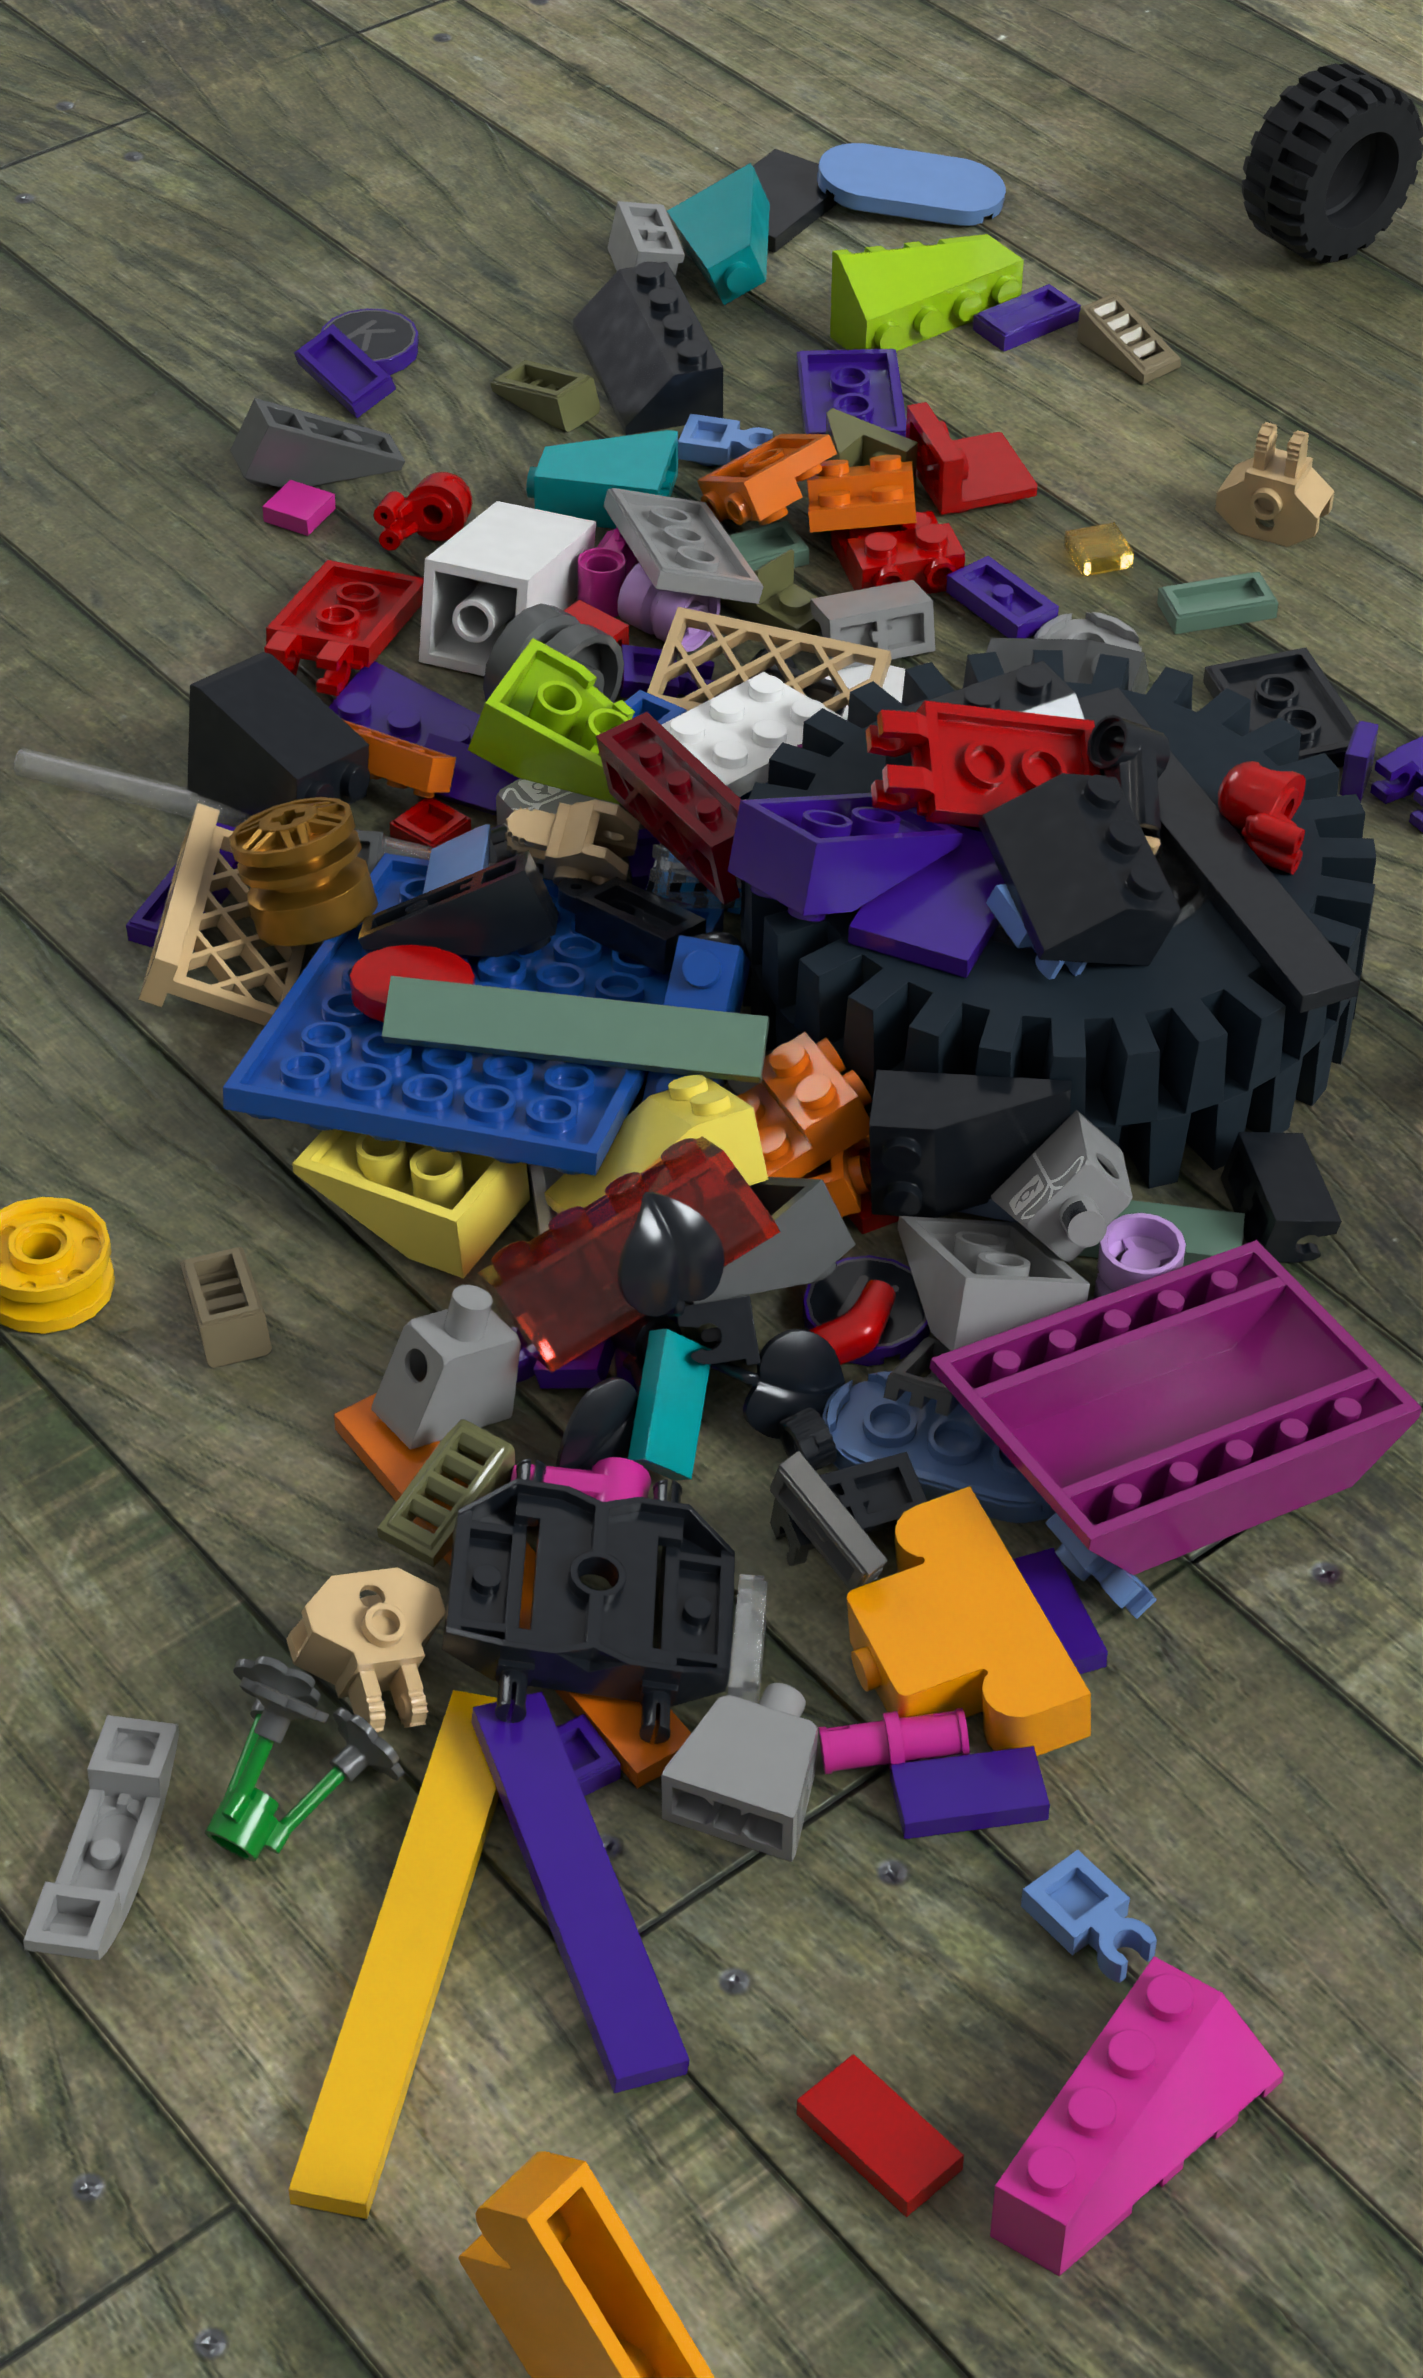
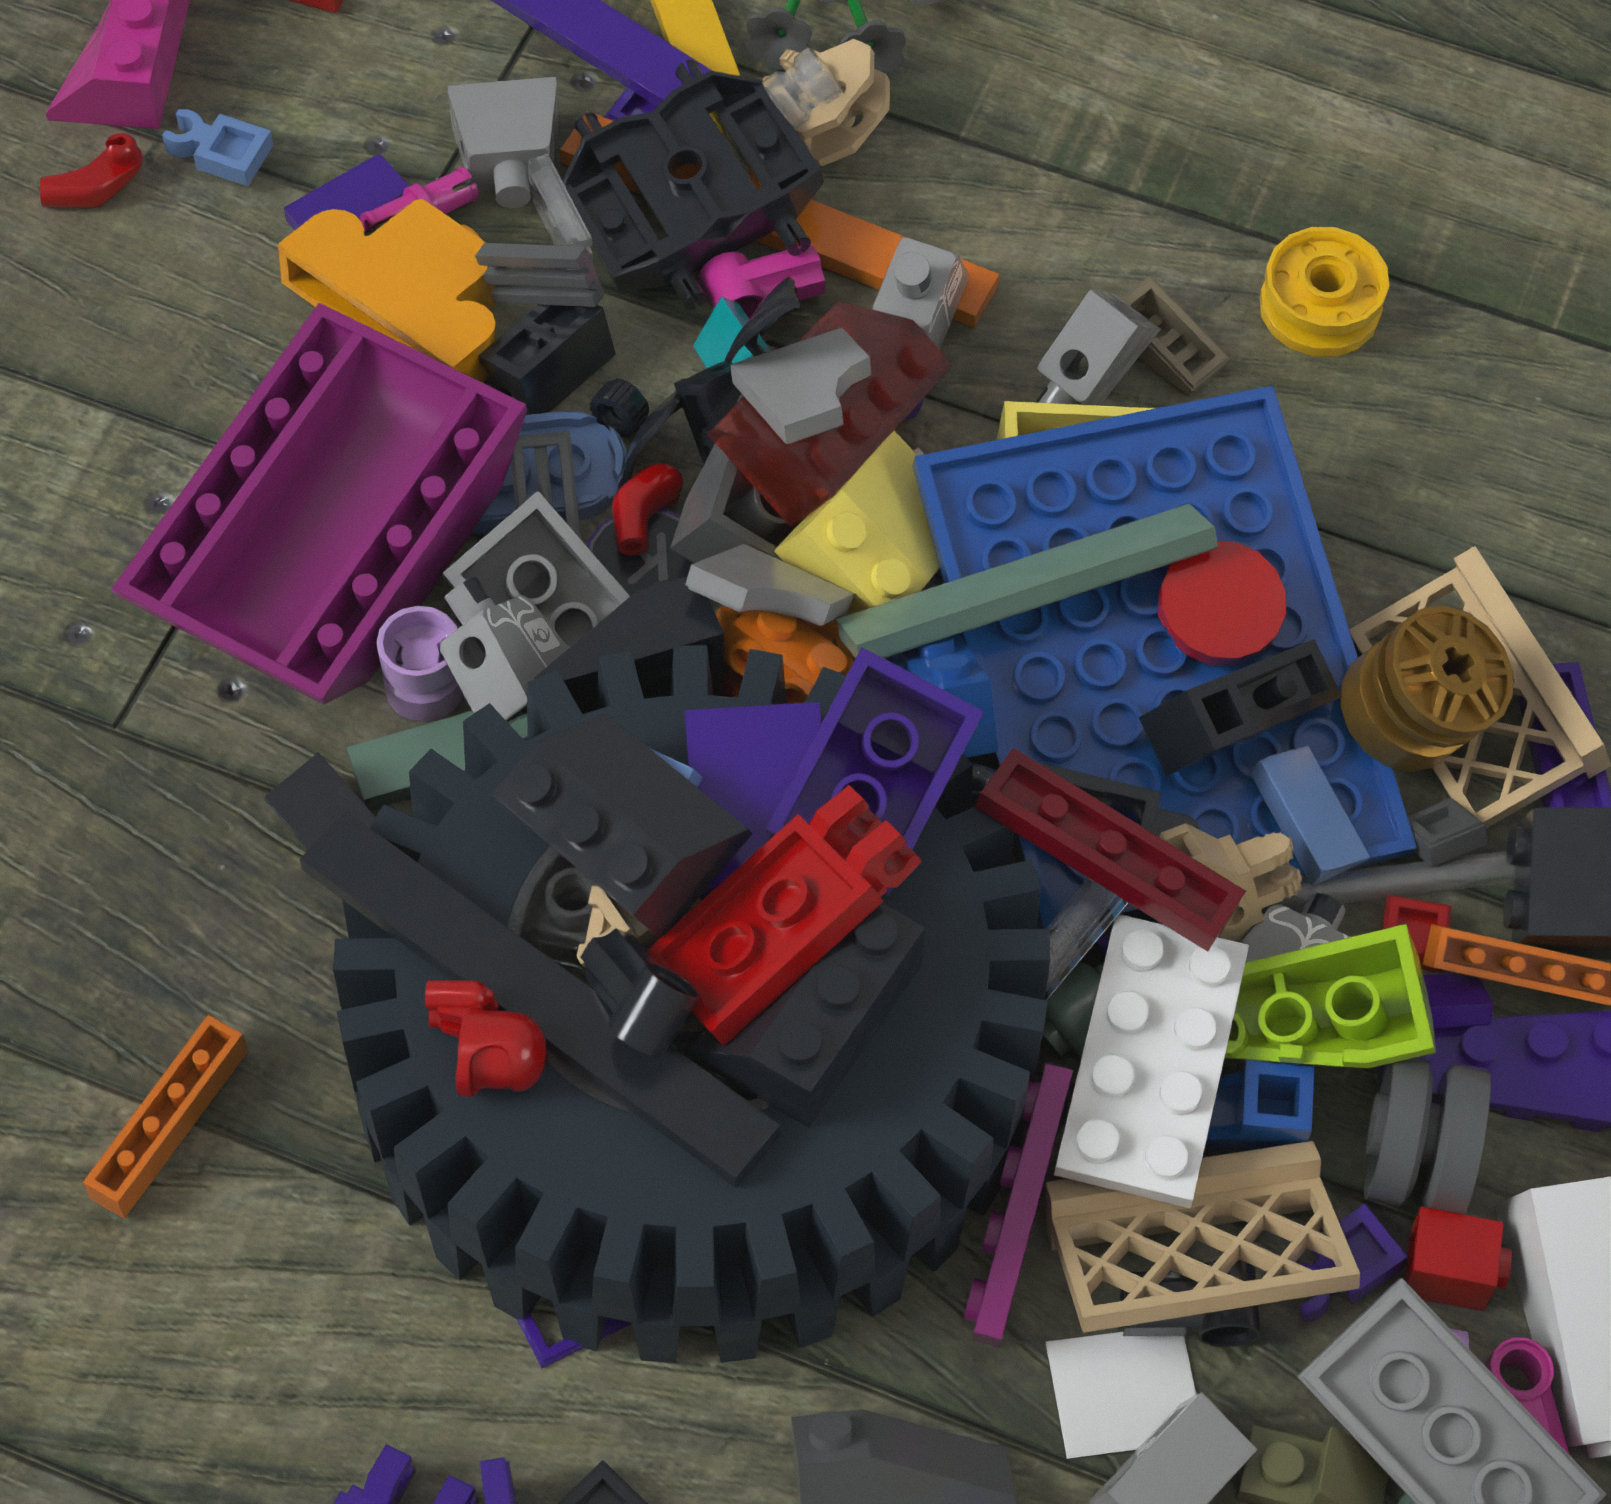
camera: 150 degrees right, 15 degrees up
(320, 1259) = (1111, 339): none -> light grey torso
(417, 1581) = (802, 87): none -> clear wheel
(466, 1454) = (855, 260): olive slope -> none
(677, 1170) = (802, 383): none -> light grey tile
(812, 1108) = (756, 581): none -> light grey tile
(1257, 1942) = (96, 181): none -> red arm

